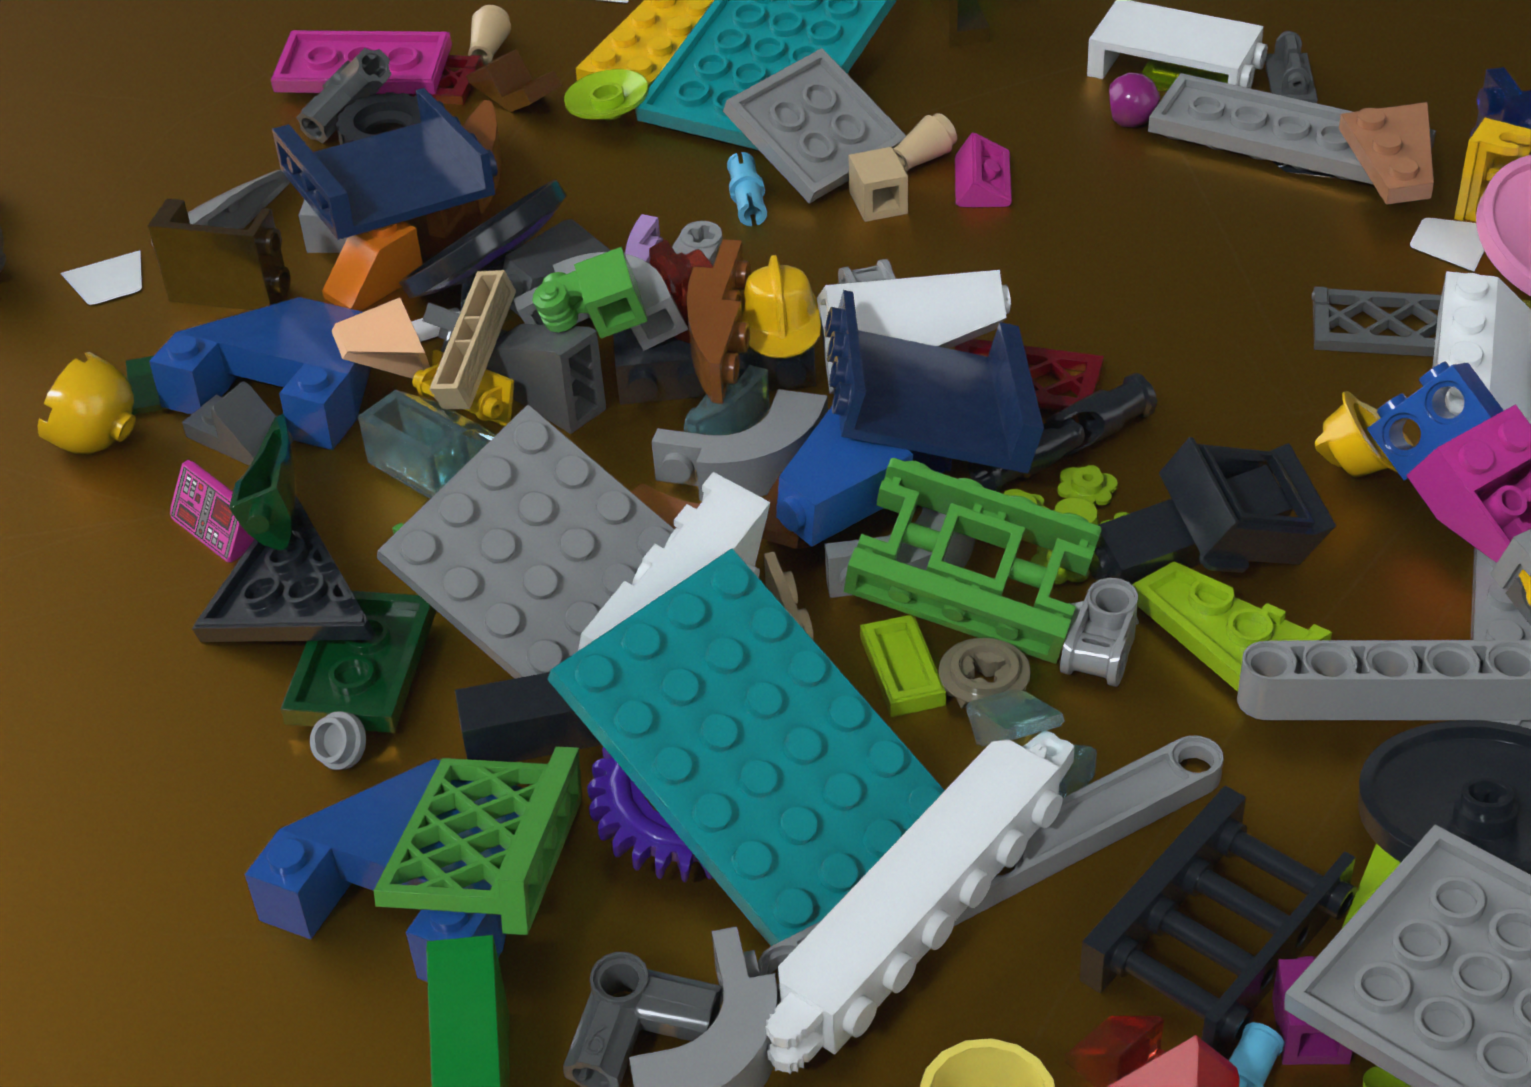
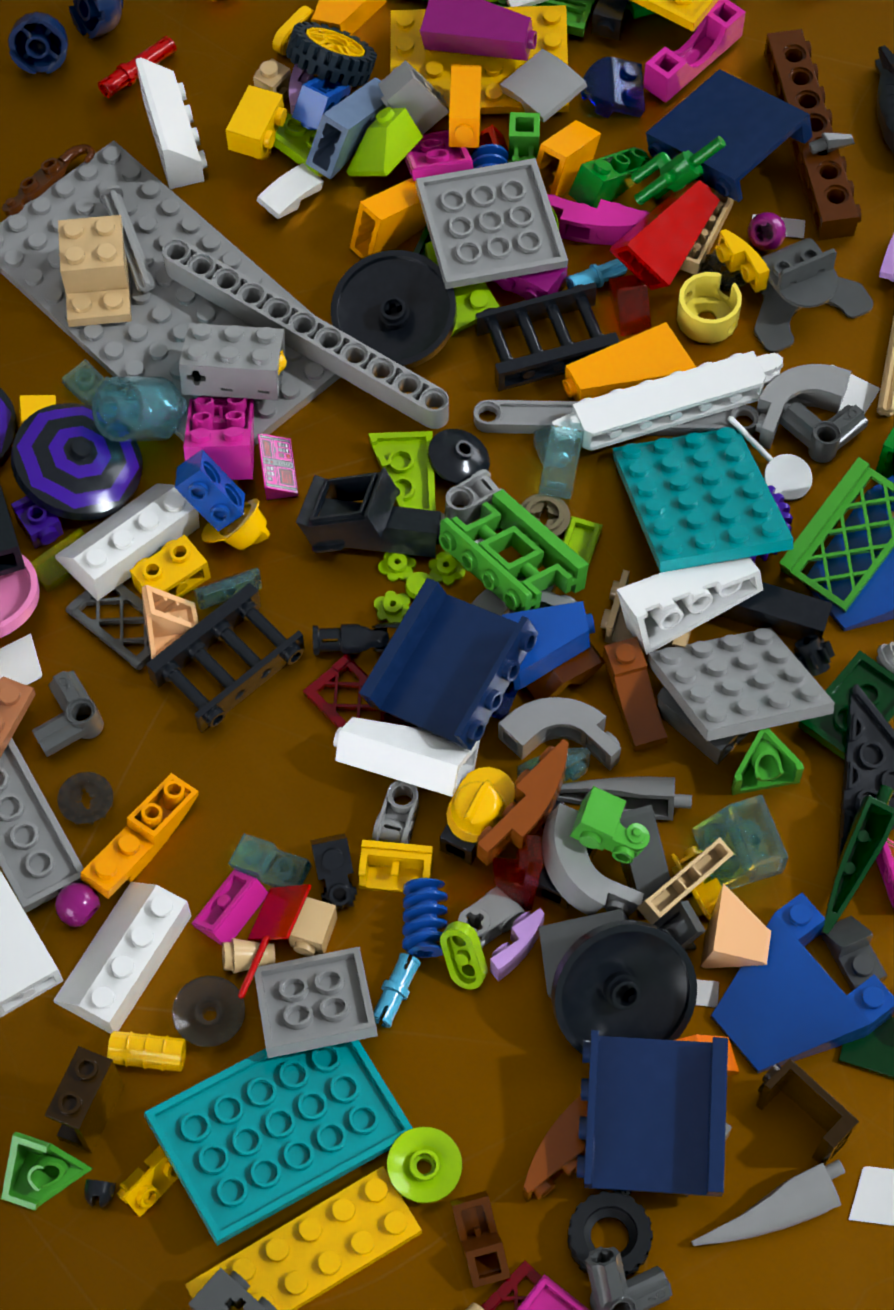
camera: 150 degrees left, 20 degrees up
(455, 670) = (814, 654): none -> black gear
(625, 434) = (635, 790): none -> light grey piece
(666, 922) = (785, 472): none -> white piece
(690, 205) = (460, 949): none -> lime plate
(761, 227) = (421, 917): none -> blue piece
(824, 266) = (391, 865): none -> yellow hinge
(904, 220) = (333, 865): none -> black brick
(916, 165) = (275, 922): none -> red piece
(917, 93) = (205, 995): none -> clear smoke dish
(948, 53) = (147, 1051): none -> yellow axle
(987, 215) = (268, 864): none -> clear light blue slope
(1022, 951) = (627, 364): none -> light orange slope
(1044, 94) = (124, 955): none -> white slope
(1131, 158) = (142, 837): none -> light orange slope
(1179, 700) = (450, 462): none -> black dish
(1216, 173) = (72, 792): none -> clear smoke gear
(1262, 351) = (220, 627): none -> black fence
(1309, 397) = (225, 588): none -> clear light blue slope
(1321, 215) = (66, 726): none -> dark grey piece
(1333, 313) = (166, 618): none -> light nougat slope
(1390, 360) = (172, 569): none -> yellow brick
(1411, 546) = (277, 466): none -> slope

